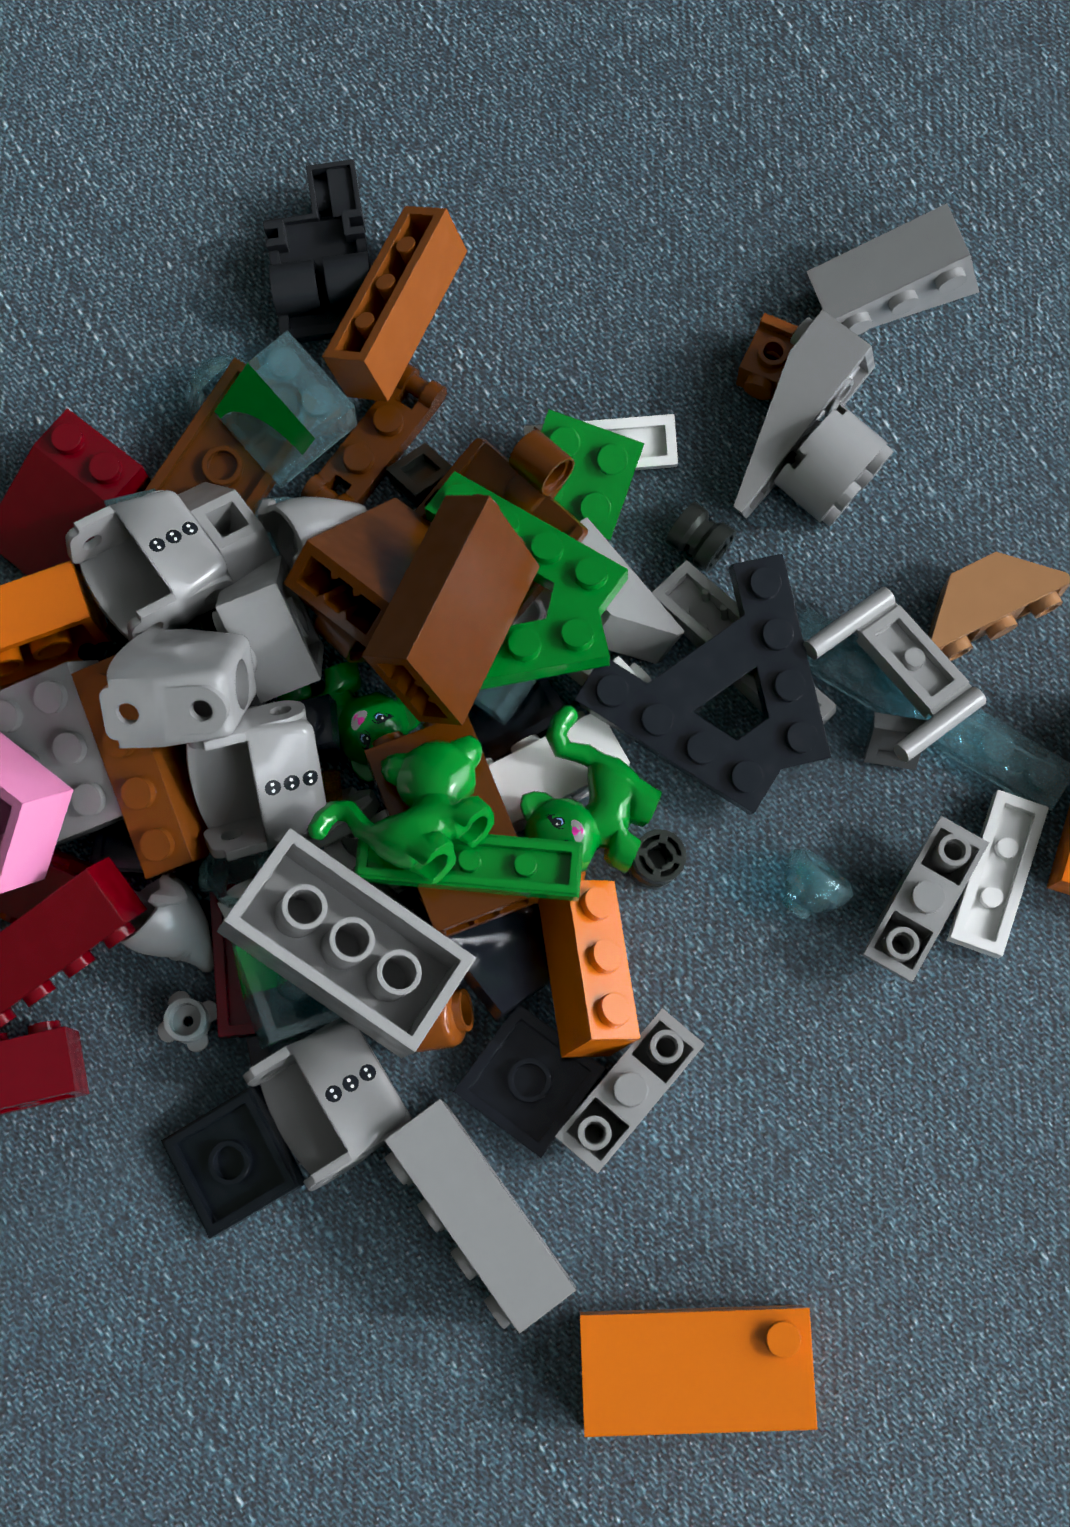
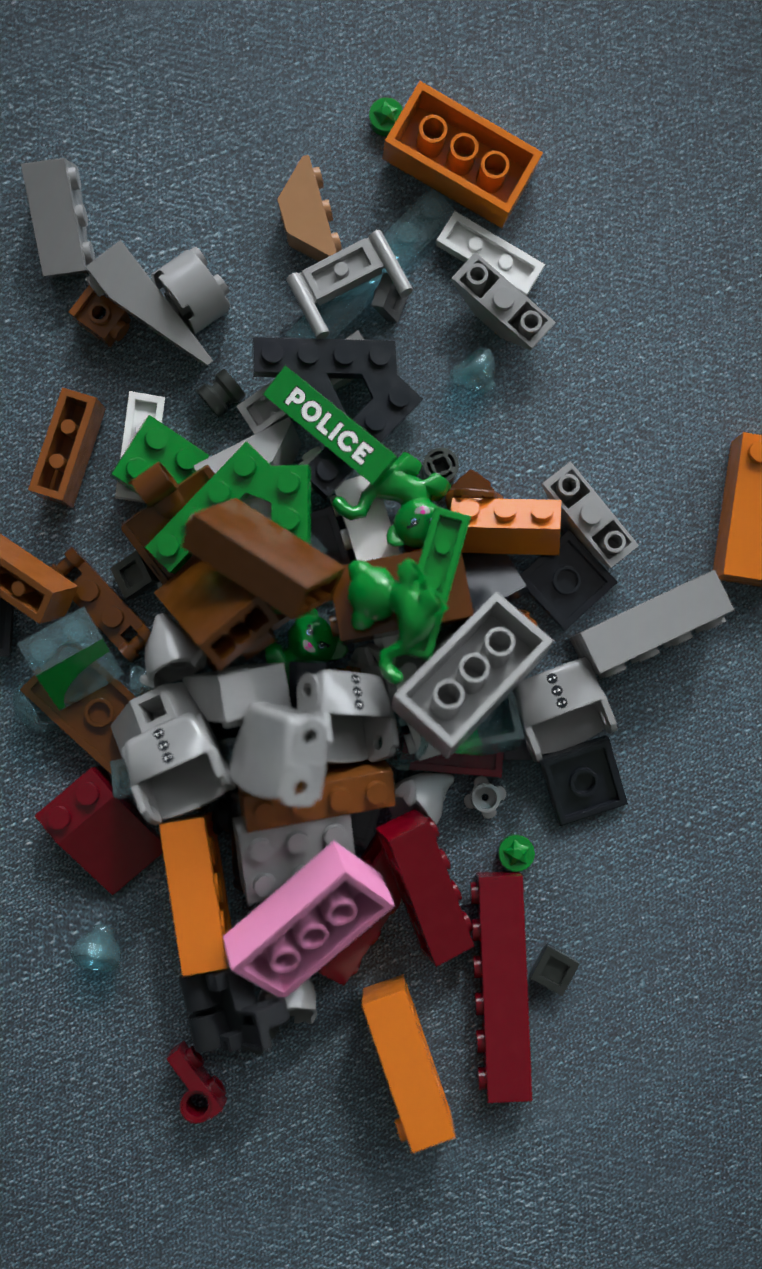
camera: 85 degrees left, 10 degrees up
(113, 1083) = (516, 852): none -> green tile
(576, 351) = (67, 447): none -> dark orange brick
(639, 913) = (471, 486): none -> reddish brown piece
(674, 681) = (330, 426): none -> green tile

